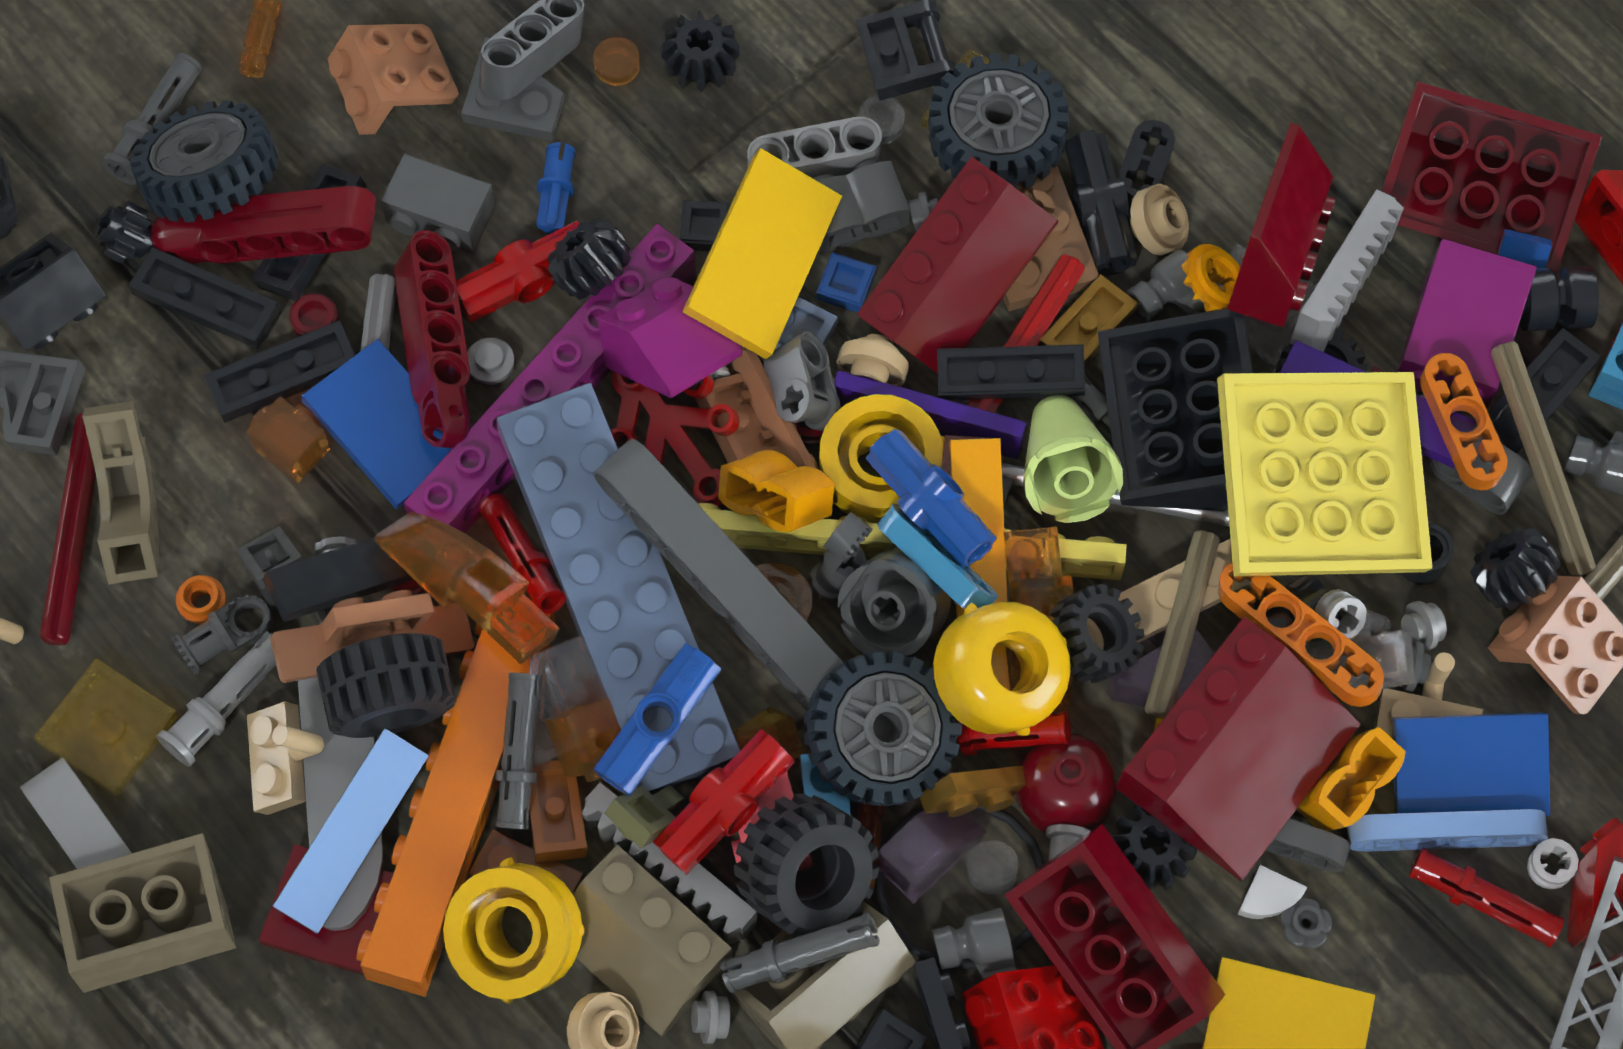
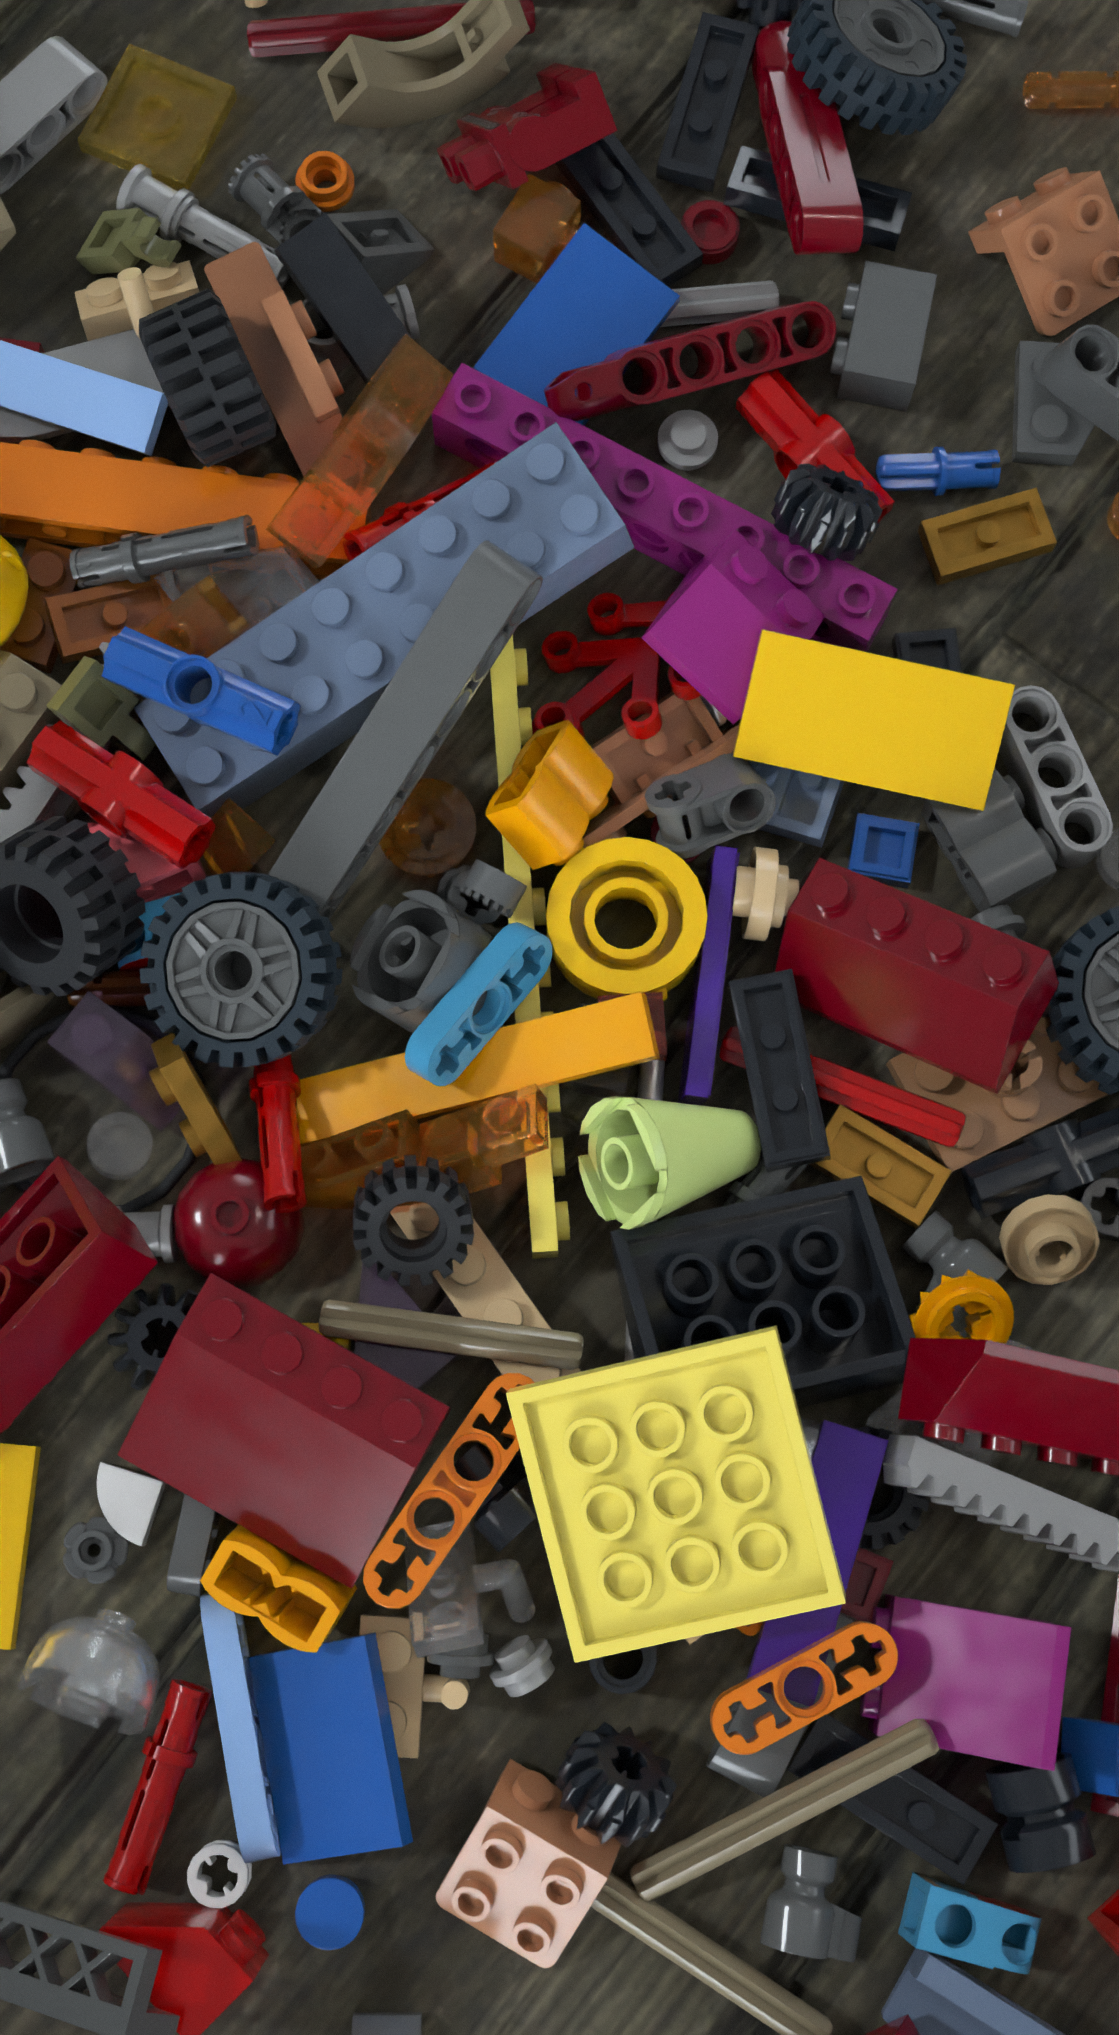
camera: 80 degrees right, 10 degrees up
(209, 424) = (531, 133): none -> dark red hips
(218, 761) = (122, 240): none -> olive plate
(615, 165) = (986, 536): none -> pearl gold plate
(931, 498) = (555, 979): blue piece -> none
(967, 678) = (362, 1060): yellow piece -> none
(1354, 610) = (490, 1559): light grey bush -> none
(1400, 924) = (94, 1671): none -> clear cylinder
(1586, 789) = (330, 1912): none -> blue tile

